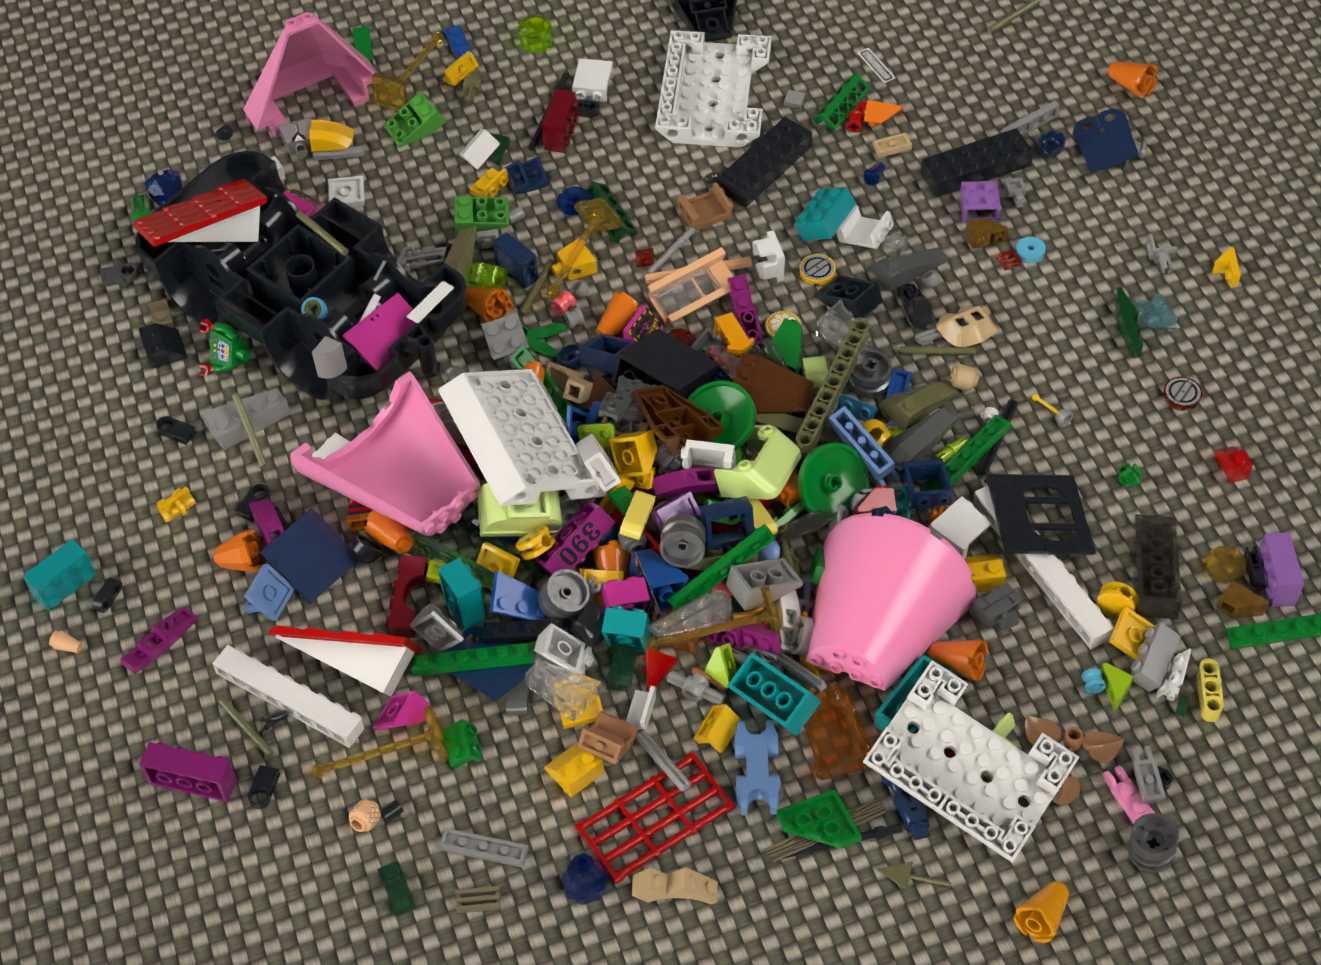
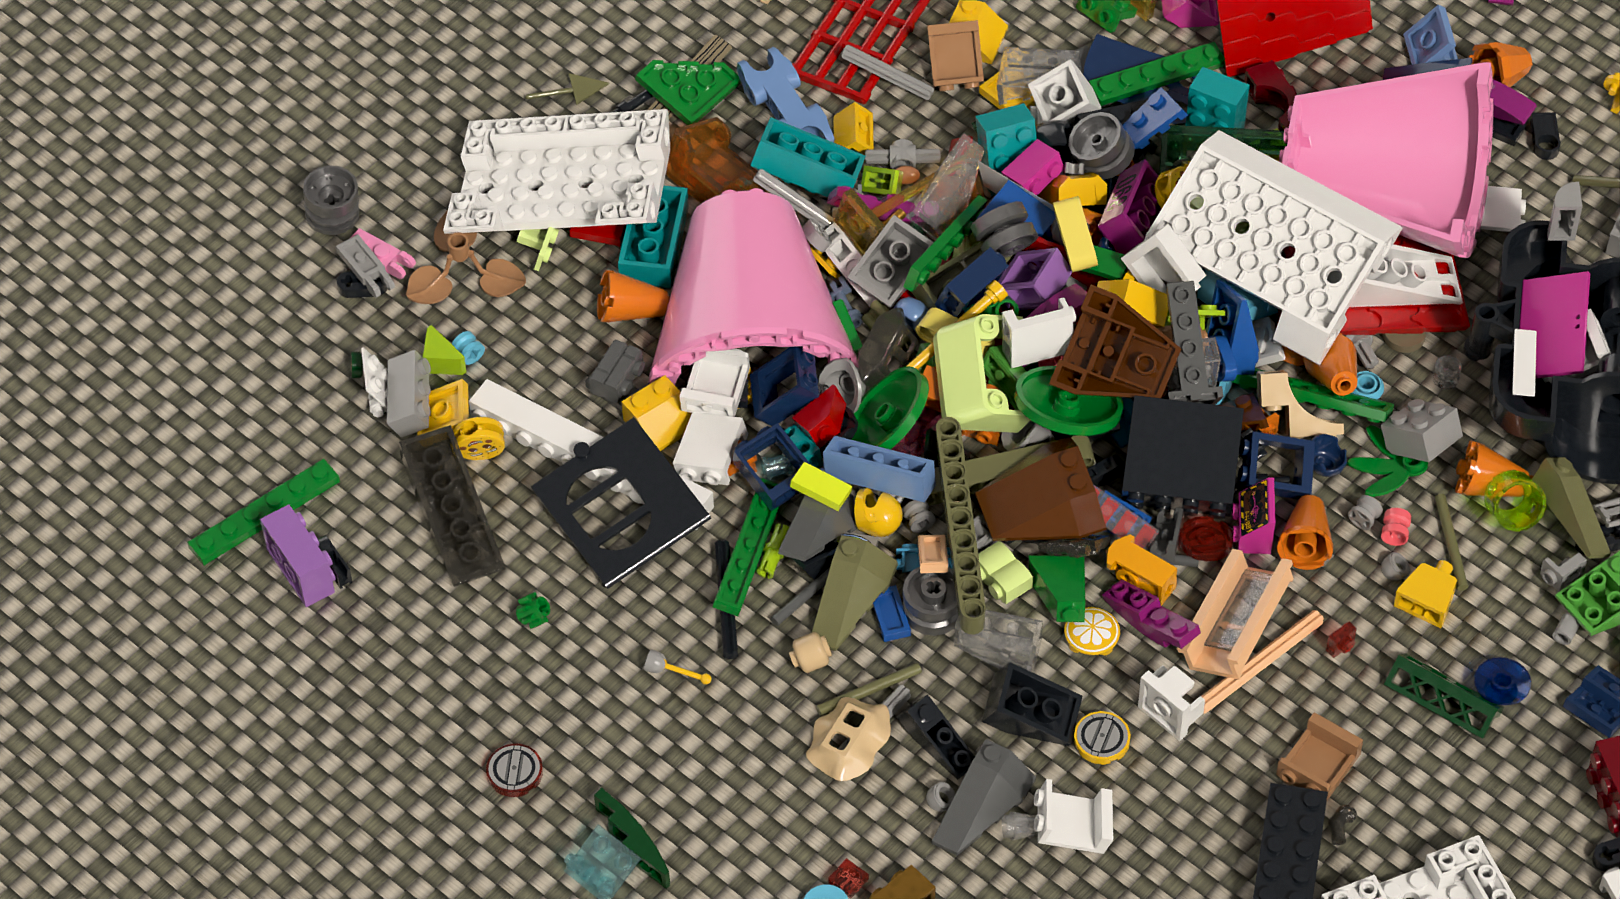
camera: 150 degrees right, 0 degrees up
(436, 628) = (1208, 50): light grey slope -> none
(516, 259) = (1500, 555): dark blue window -> none
(599, 218) = (1441, 644): clear yellow tile -> none
(641, 708) = (945, 113): white panel -> none
(671, 250) = (1318, 670): light grey bar -> none
(764, 503) = (993, 294): none -> yellow piece
(824, 213) = (1140, 804): teal brick -> none
(858, 385) = (932, 554): none -> light nougat tile
(906, 447) = (821, 486): none -> neon yellow tile
(988, 414) = (749, 620): white plate -> none
(1043, 912) = (417, 98): light orange cone -> none
(1207, 698) = (331, 393): light yellow beam -> none
(1225, 564) = (370, 557): clear yellow tile -> none
(1234, 463) = (409, 691): red slope -> none
(1241, 602) = (332, 510): pearl gold slope -> none

